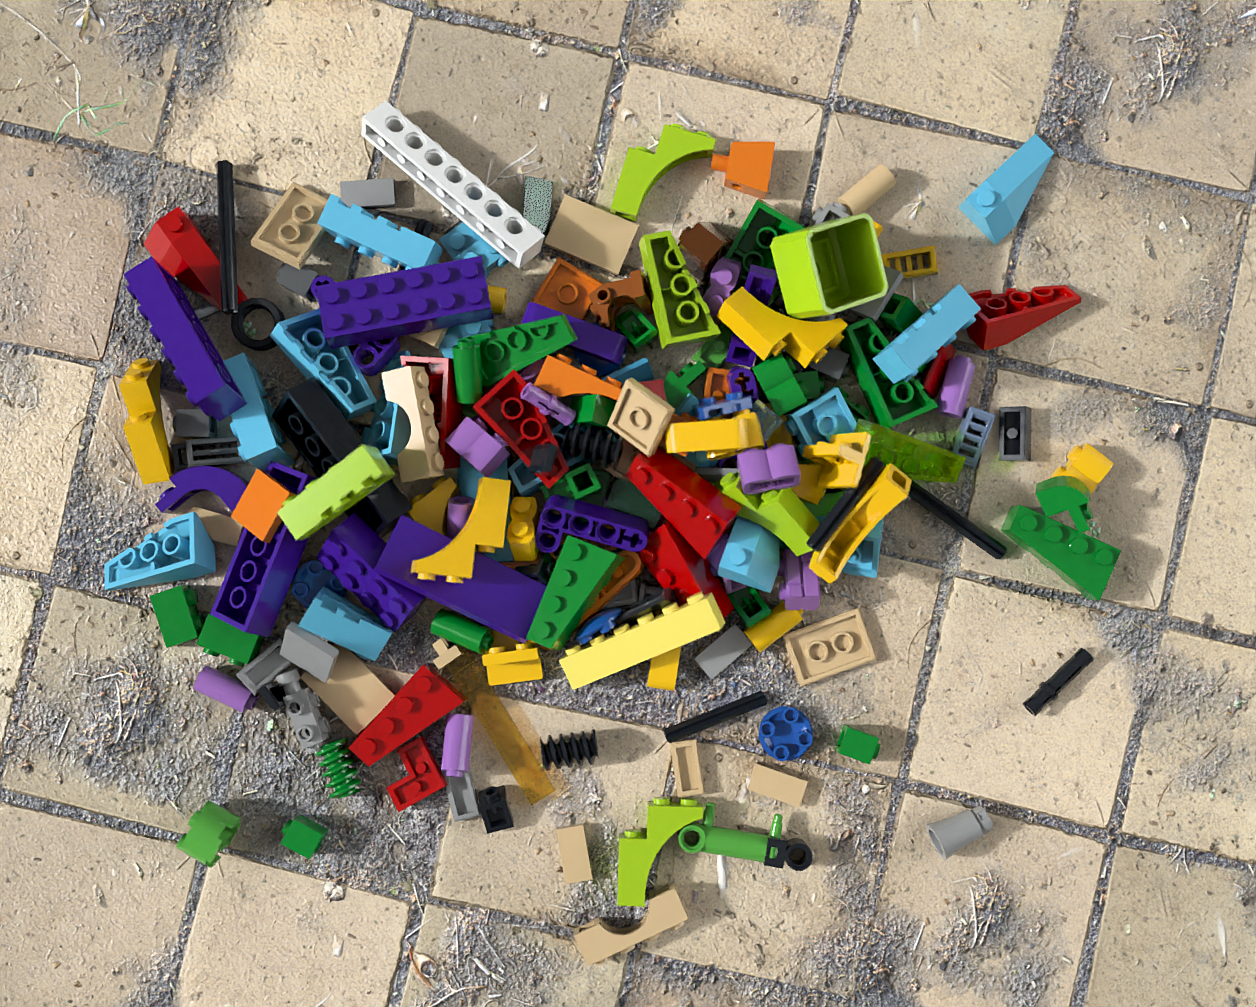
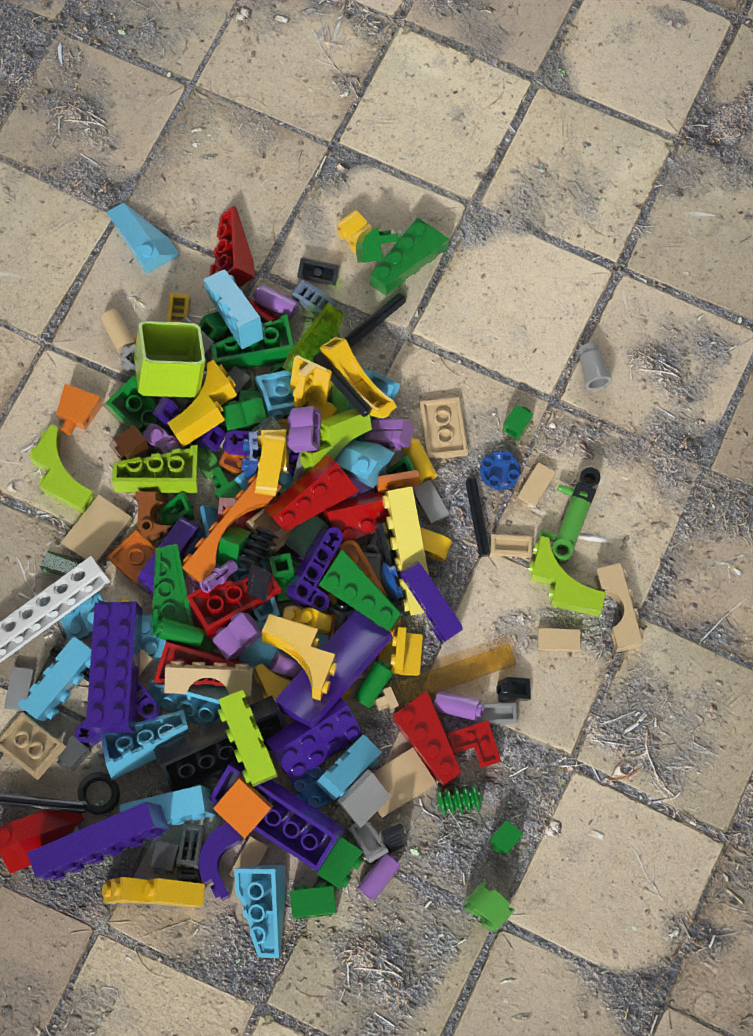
camera: 80 degrees left, 15 degrees down
(308, 715) = (412, 814): light grey brick -> none
(569, 750) = (479, 623): black piece -> none
(577, 684) = (431, 601): none -> dark purple beam
(640, 417) = (245, 508): tan tile -> none
(731, 606) = (397, 481): none -> orange plate
(1059, 680) = (505, 285): black pin -> none

